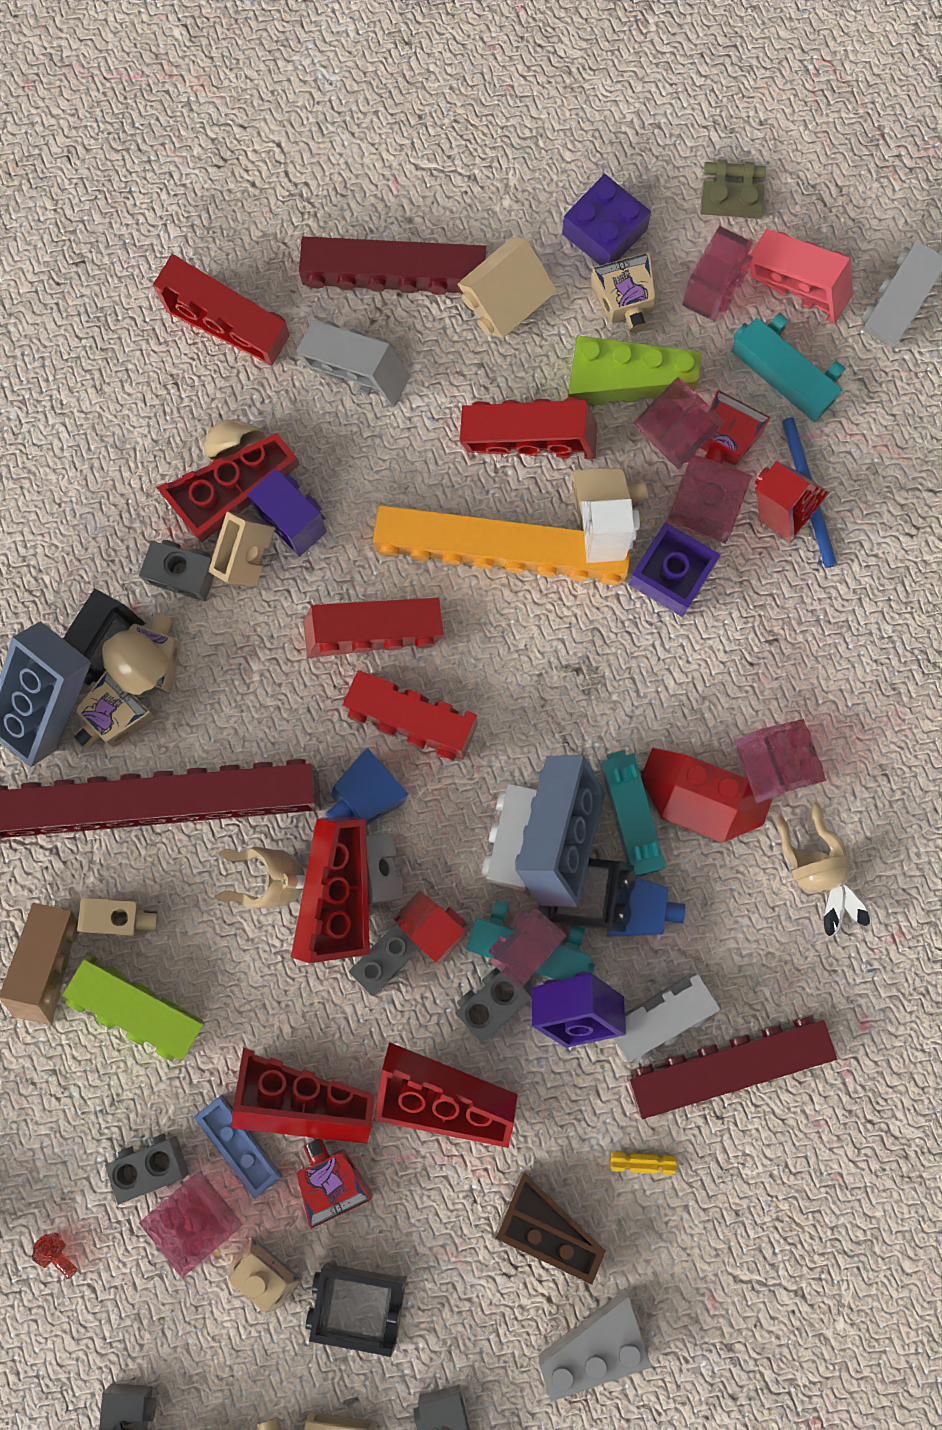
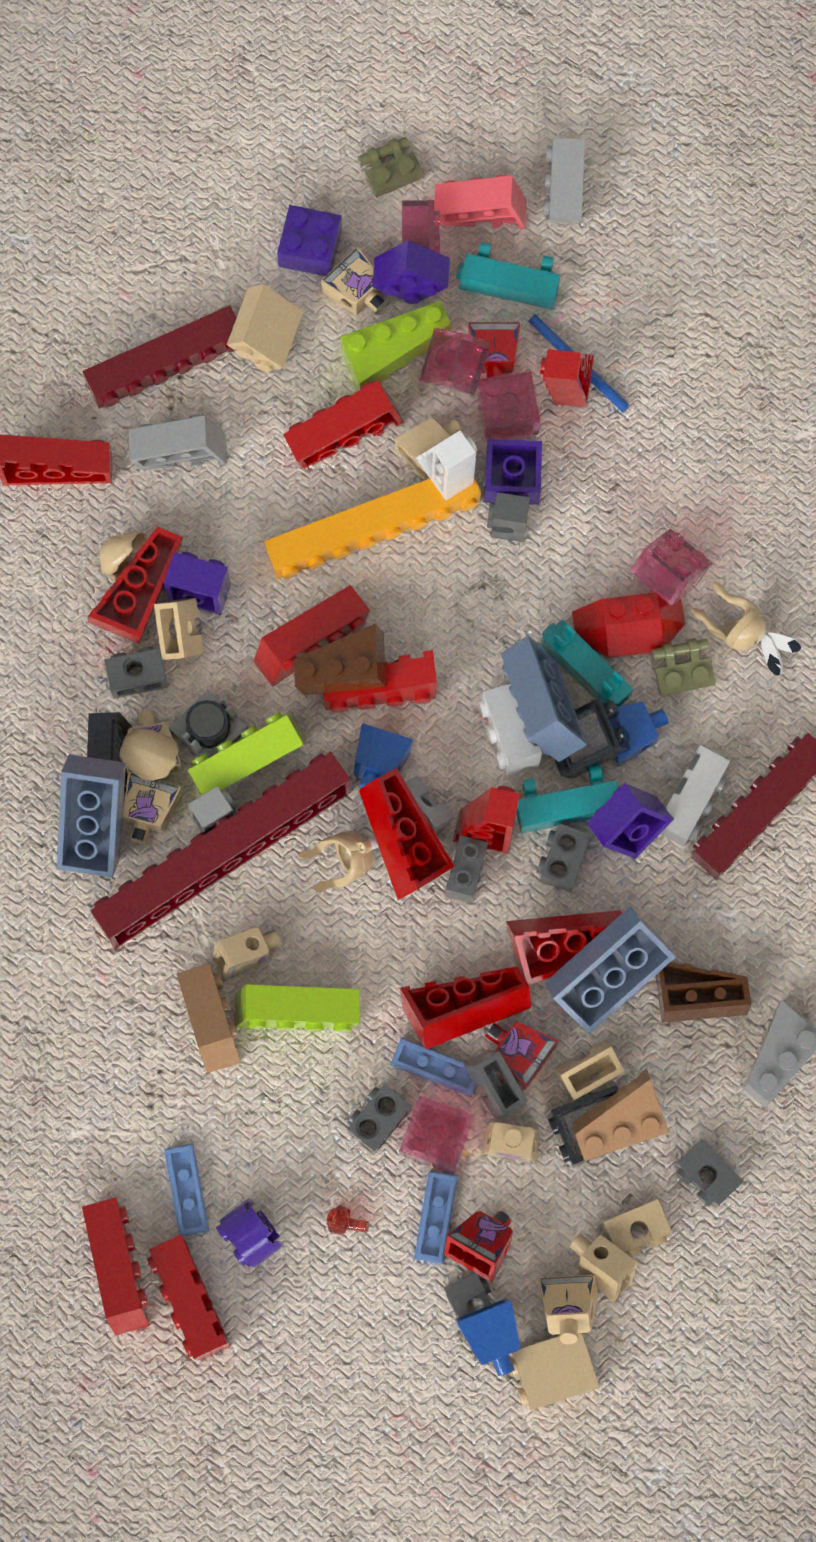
camera: 35 degrees left, 5 degrees down
(143, 1307) = (435, 1217): none -> medium blue tile
(163, 754) = (211, 808): none -> light grey brick
(169, 1367) = (481, 1243): none -> red torso
(217, 663) = (207, 724): none -> piece
(236, 716) = (247, 754): none -> lime wedge
(281, 1217) = (499, 1097): none -> dark grey brick
(370, 1239) = (600, 1059): none -> tan brick
(379, 679) = (344, 664): none -> reddish brown wedge
(382, 1330) = (621, 1120): none -> medium nougat wedge
(464, 1160) = (609, 970): none -> sand blue brick
(526, 948) = (568, 793): clear pink brick -> none
(641, 614) = (508, 517): none -> dark grey brick
(643, 1163) = (738, 909): yellow axle -> none
(687, 306) = (411, 272): none -> dark purple brick
(730, 881) = (684, 675): none -> olive plate

